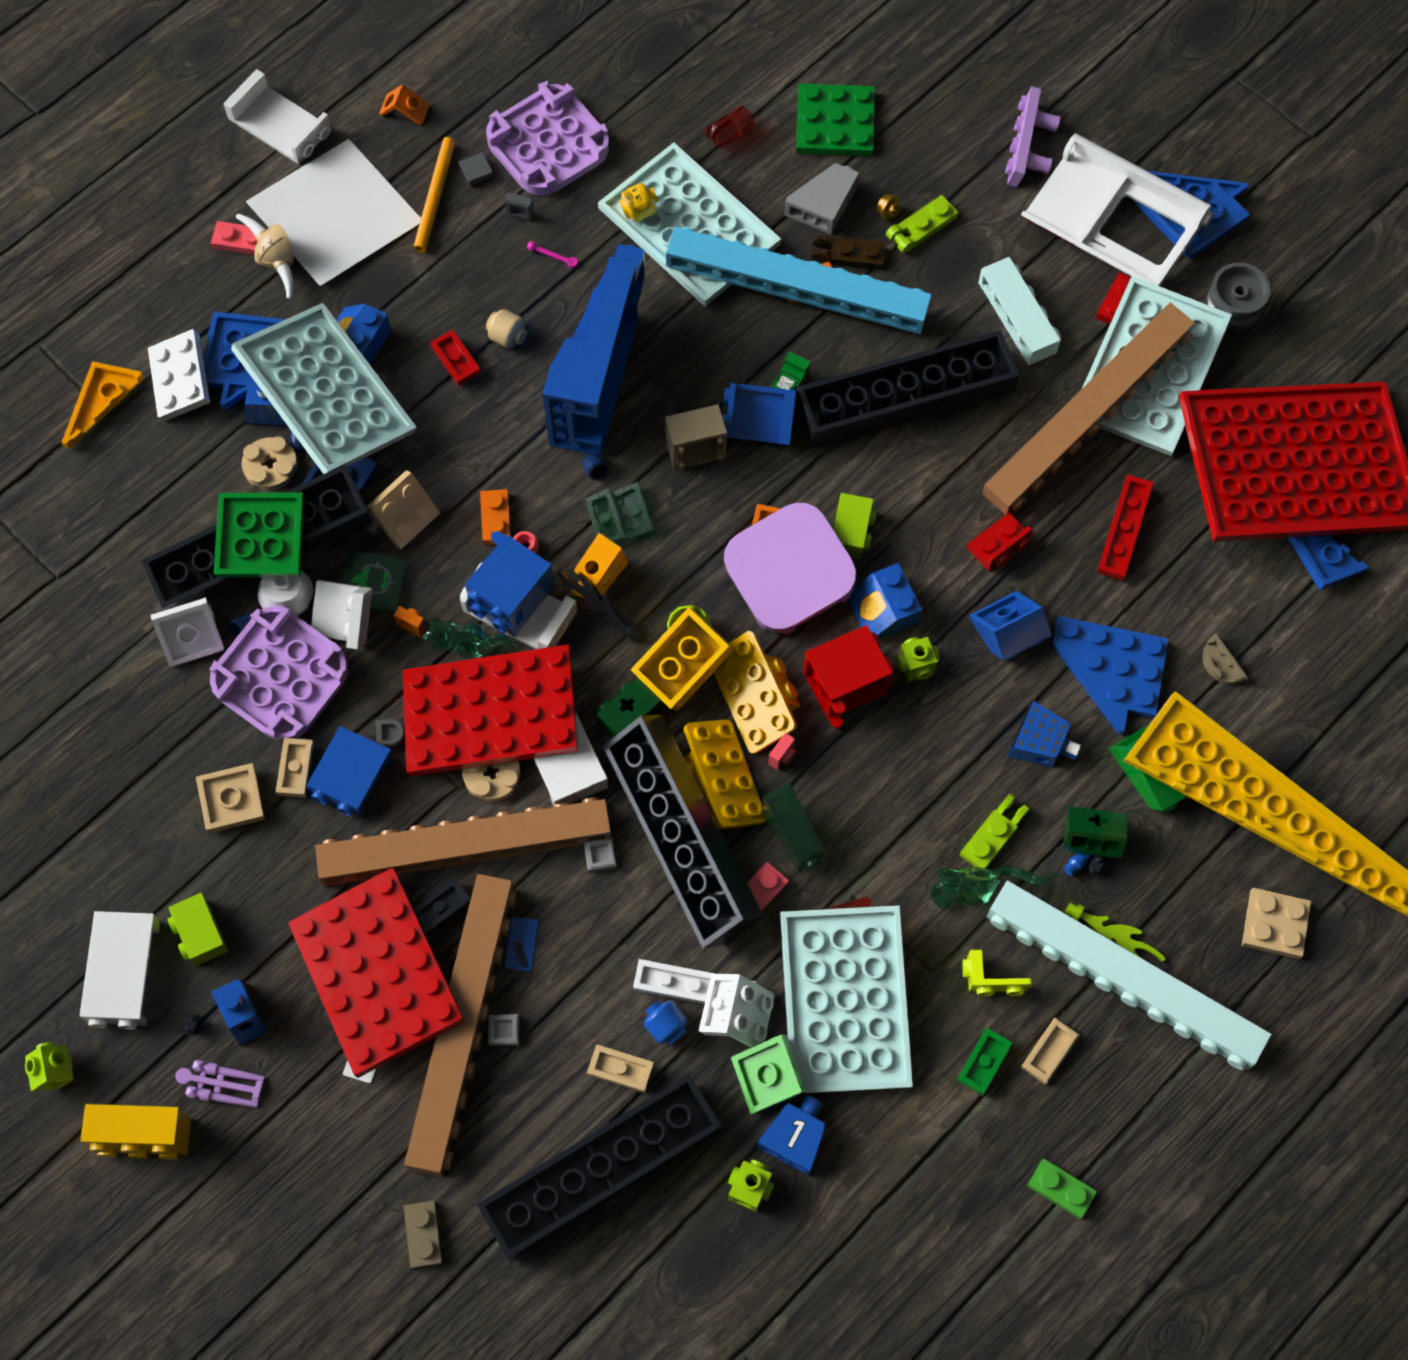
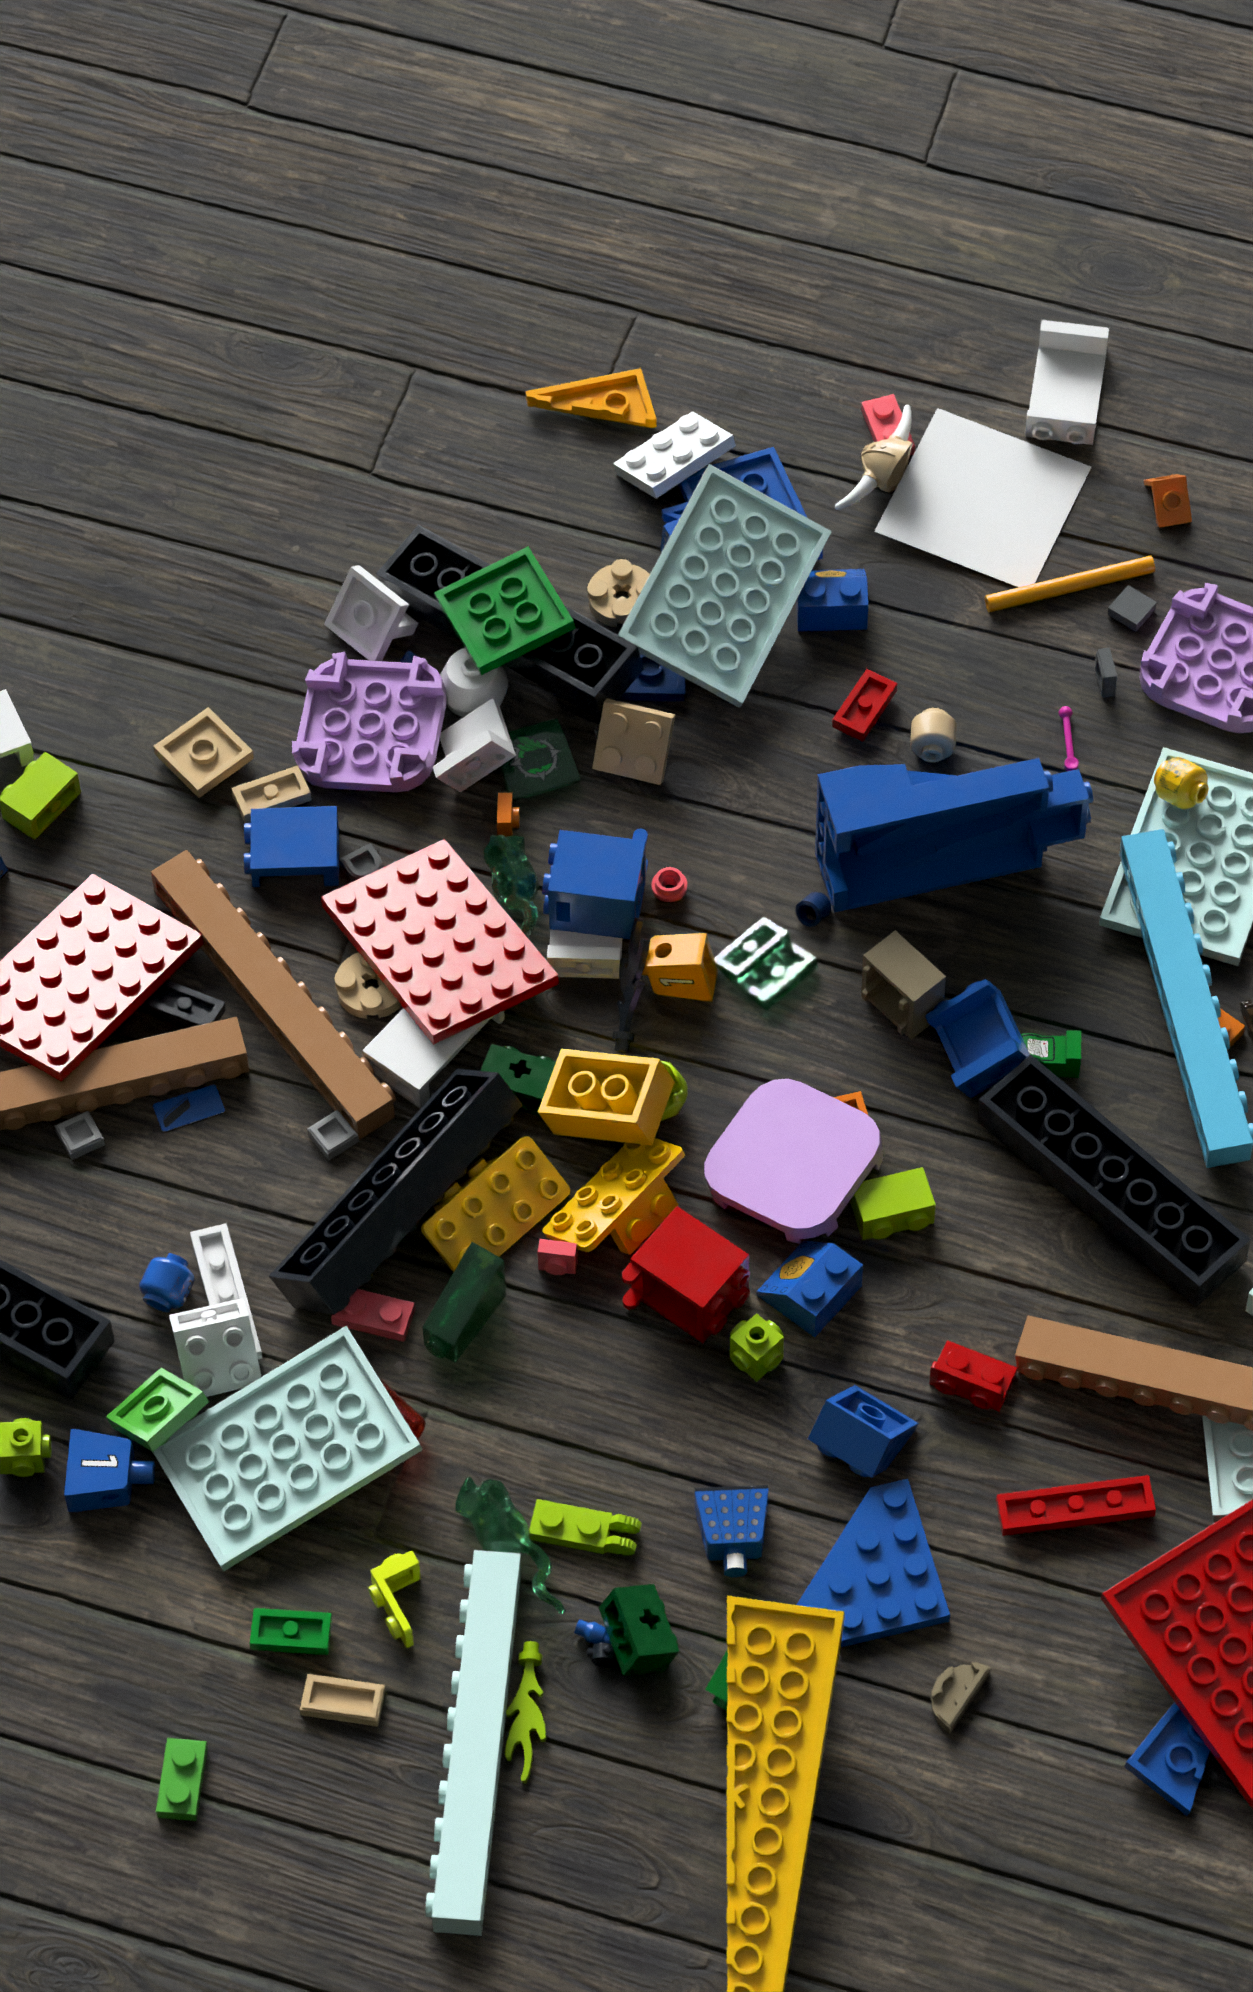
camera: 65 degrees right, 10 degrees down
(494, 514) = (688, 840): orange plate -> none
(620, 1068) = (92, 1265): tan plate -> none
(1276, 923) = (638, 1888): tan plate -> none

